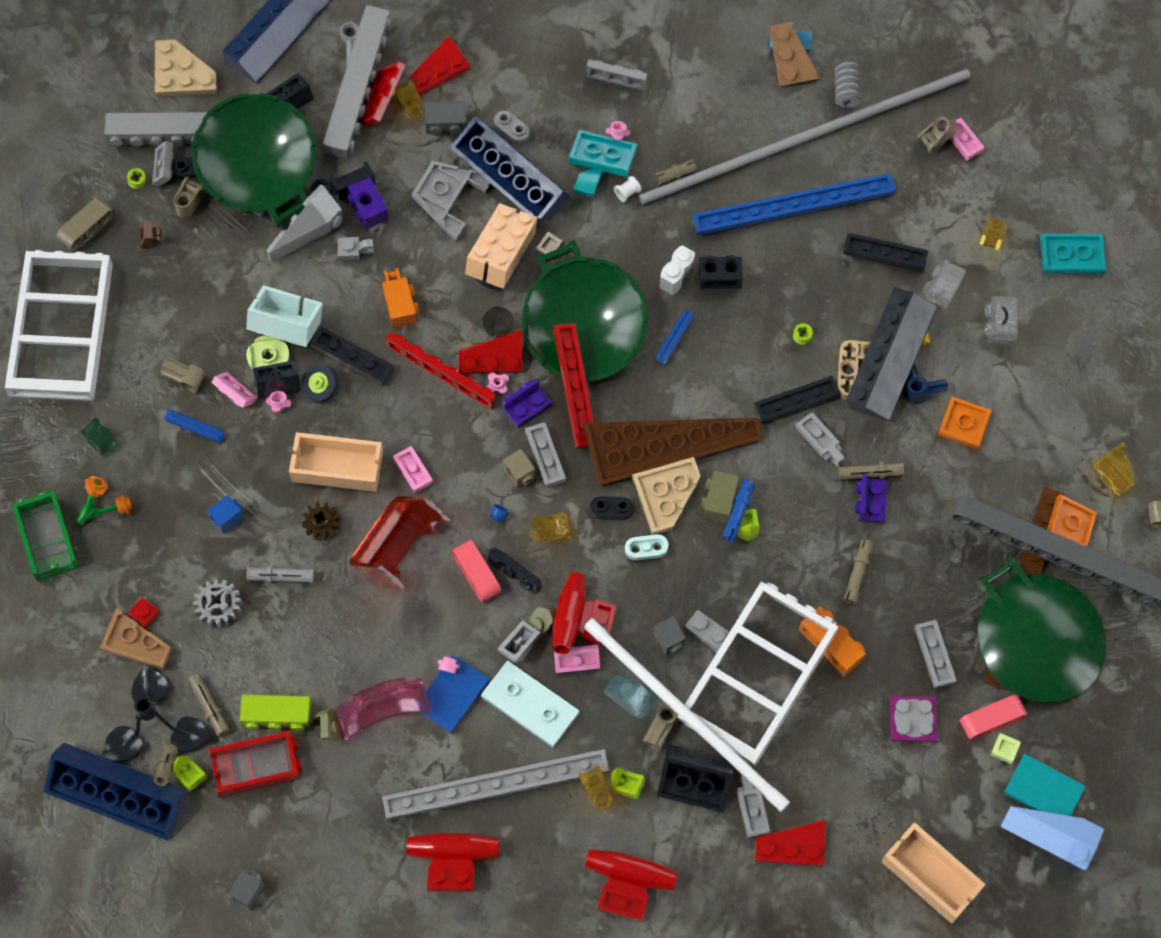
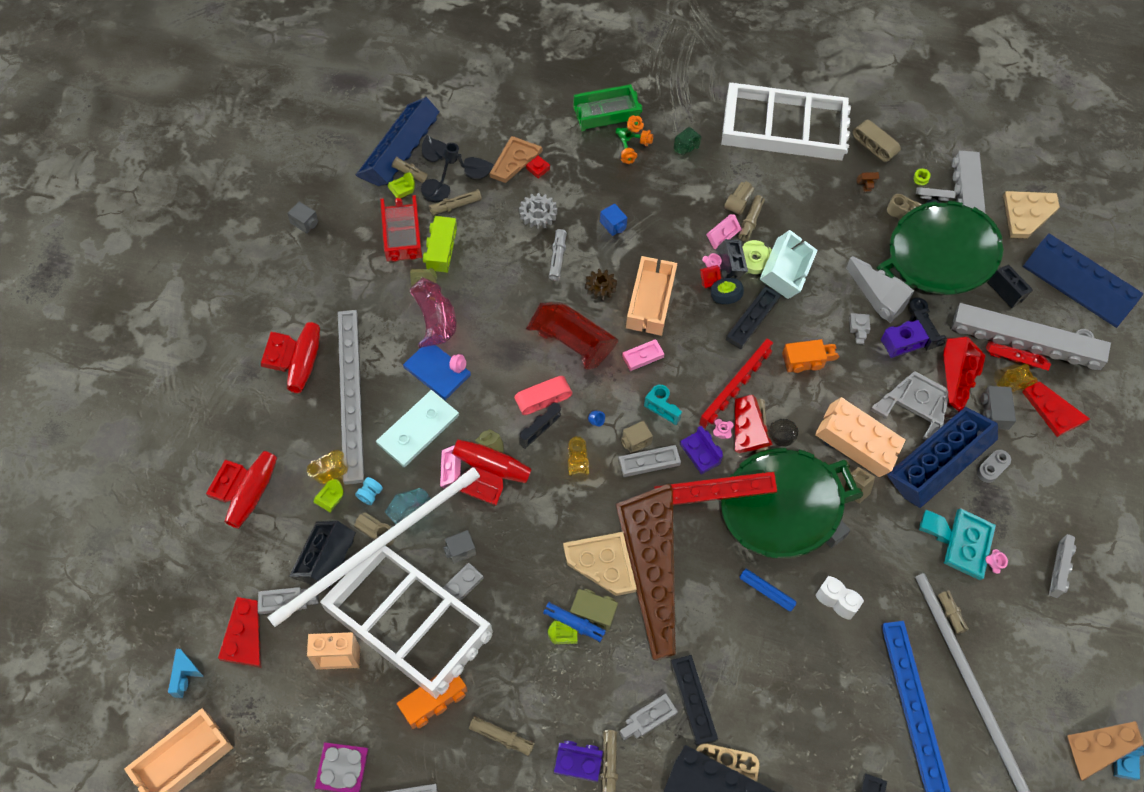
camera: 95 degrees right, 5 degrees down
(194, 425) = (694, 205): blue axle -> none
(219, 363) = (750, 221): none -> dark tan pin
(300, 402) = (710, 275): none -> red plate
(391, 148) = (962, 365): none -> red wedge
(478, 446) = (661, 406): none -> teal plate
(519, 642) = (468, 418): light grey slope -> none
(611, 510) = (593, 512): black plate -> none
(616, 741) = (368, 491): none -> medium azure wheel
(627, 189) = (930, 562): white bush -> none
(645, 545) = (549, 538): light aqua plate -> none
(720, 277) = (833, 640): black brick -> none
(798, 329) = (770, 724): lime bush -> none
(806, 735) = (333, 650): none -> light nougat window
(840, 897) = (181, 669): none -> dark azure slope

